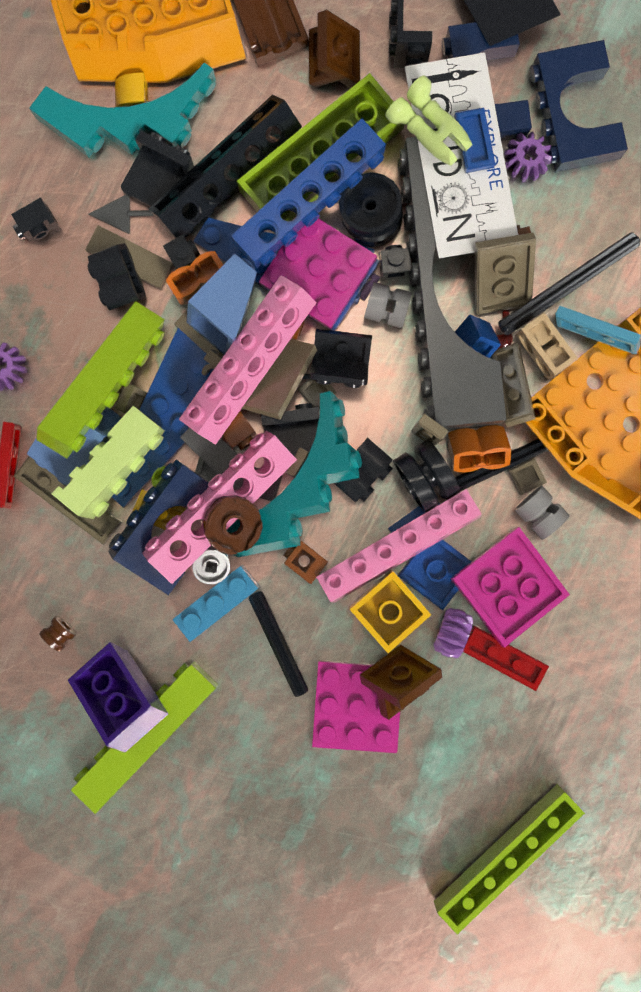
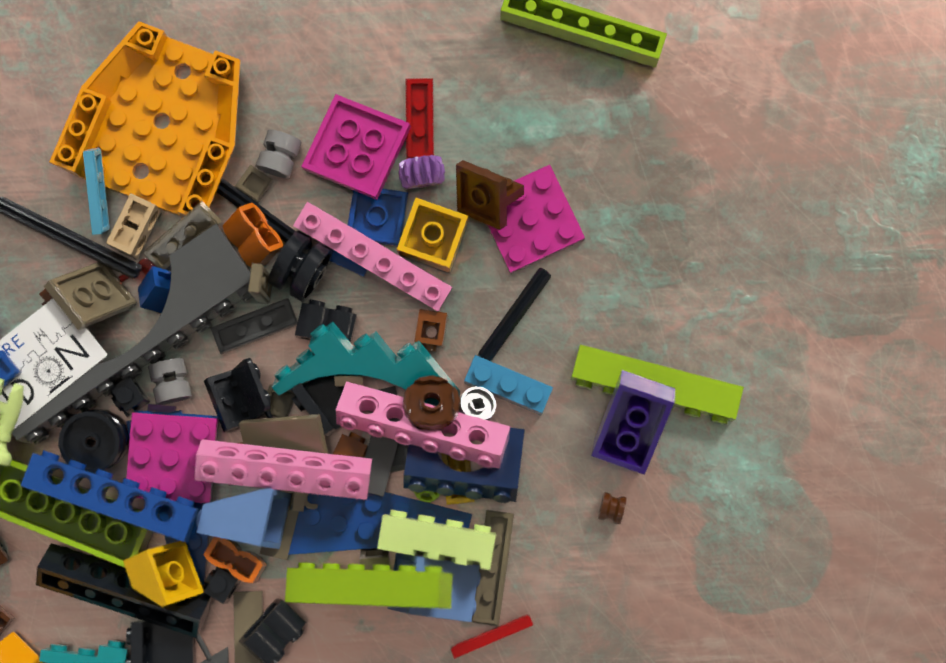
camera: 120 degrees left, 5 degrees down
(214, 206) = (164, 574): none -> yellow slope
(397, 407) = (254, 326): none -> dark grey tile

